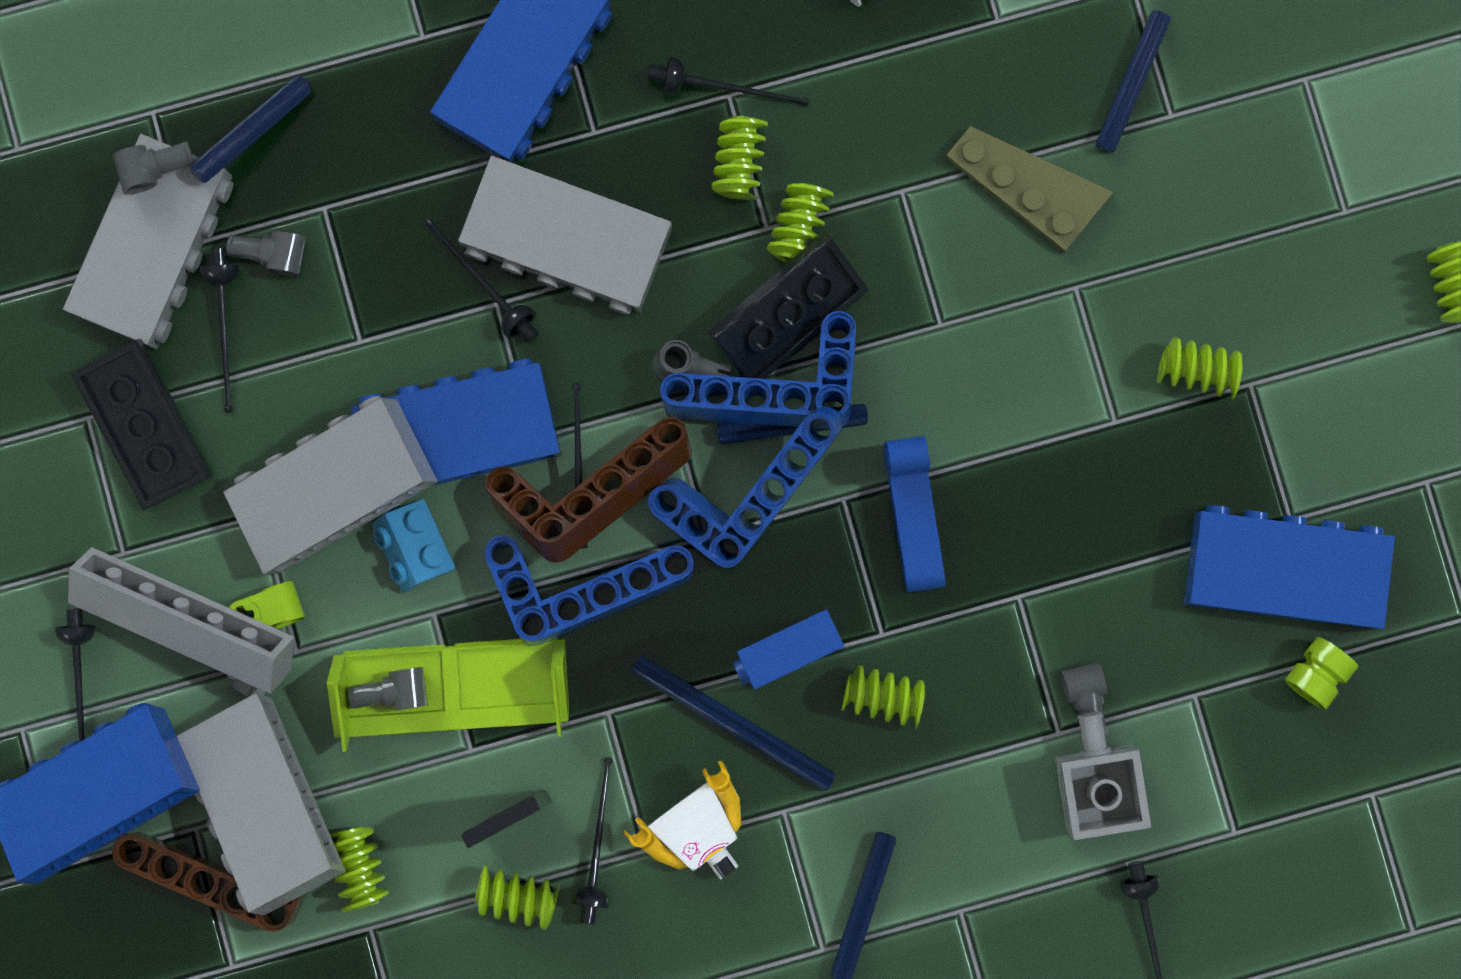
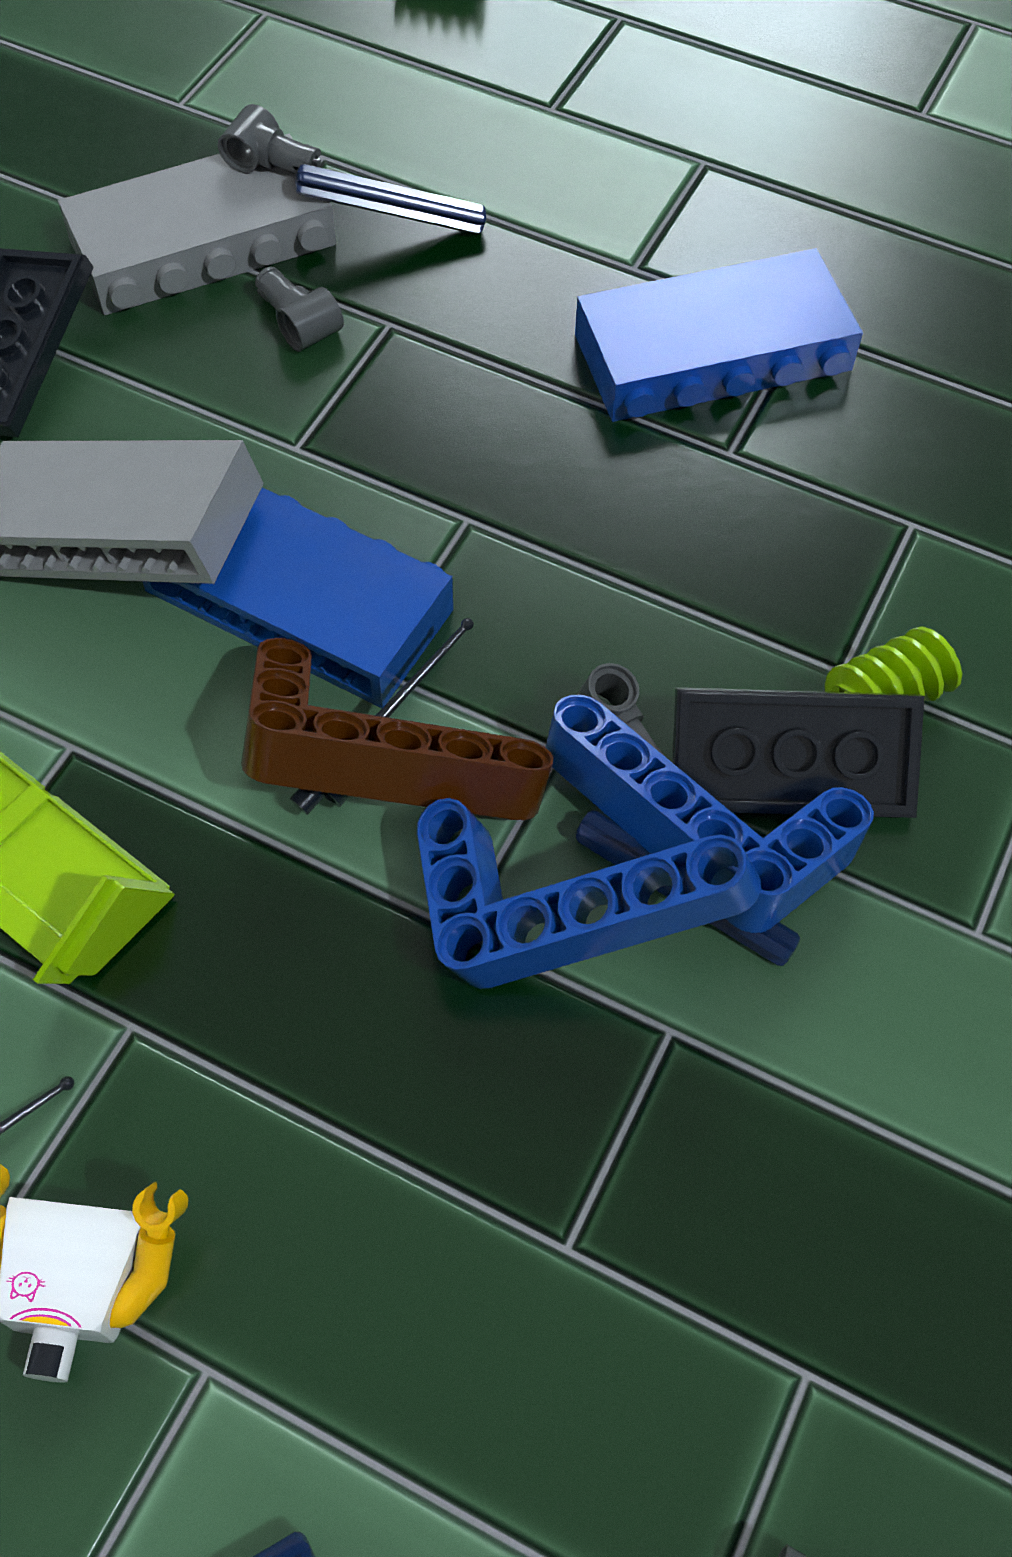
camera: 40 degrees right, 25 degrees down
(221, 274) = (231, 289): black sword -> none
(412, 545) = (128, 654): dark azure bracket -> none
(516, 319) = (473, 536): black sword -> none
(564, 236) = (609, 505): light grey brick -> none
(582, 594) = (248, 852): blue beam -> none
(675, 77) = (867, 453): black sword -> none
(733, 723) = (264, 1194): dark blue axle -> none
(738, 157) = (876, 569): lime piece -> none
(788, 650) = (407, 1089): blue brick -> none
(884, 695) = (490, 1327): lime piece -> none
(914, 513) = (753, 1115): blue beam -> none

